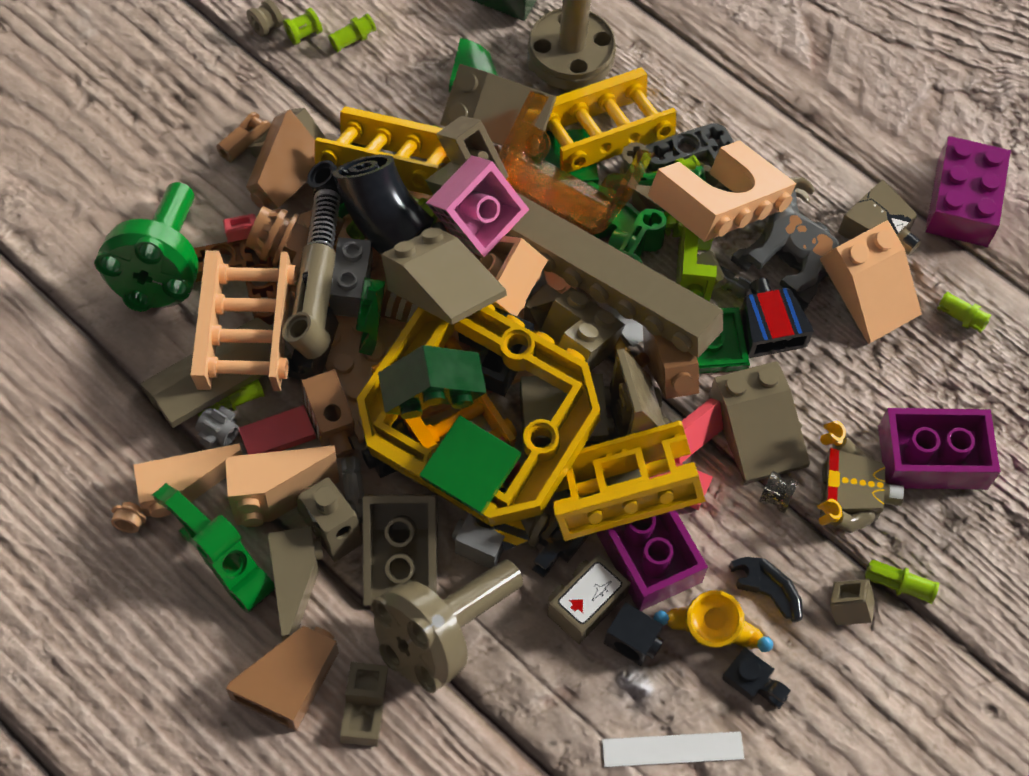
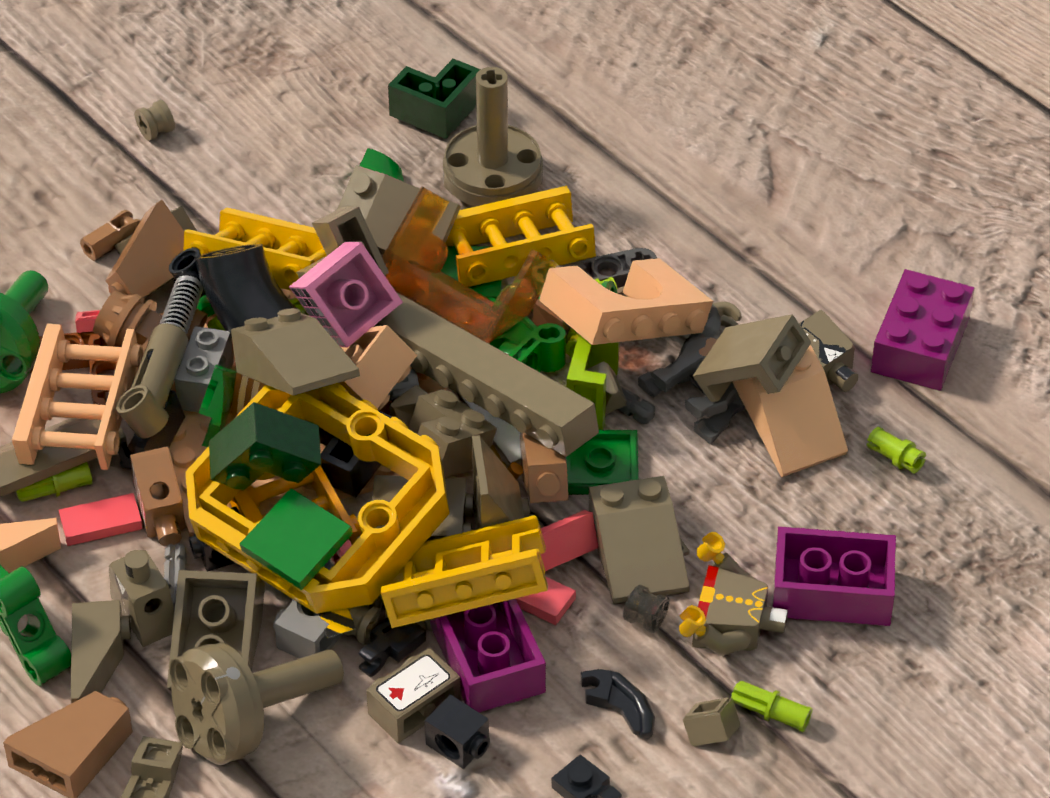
camera: 10 degrees right, 15 degrees down
(217, 427) = (35, 503): light grey gear -> none
(269, 483) = (76, 554): light nougat slope -> none
(292, 26) = (183, 129): lime bush -> none
(356, 30) = (255, 137): lime pin -> none
(715, 622) = (548, 724): yellow piece -> none
(773, 320) = (673, 444): black torso -> none
(844, 239) = (750, 350): none -> dark tan panel

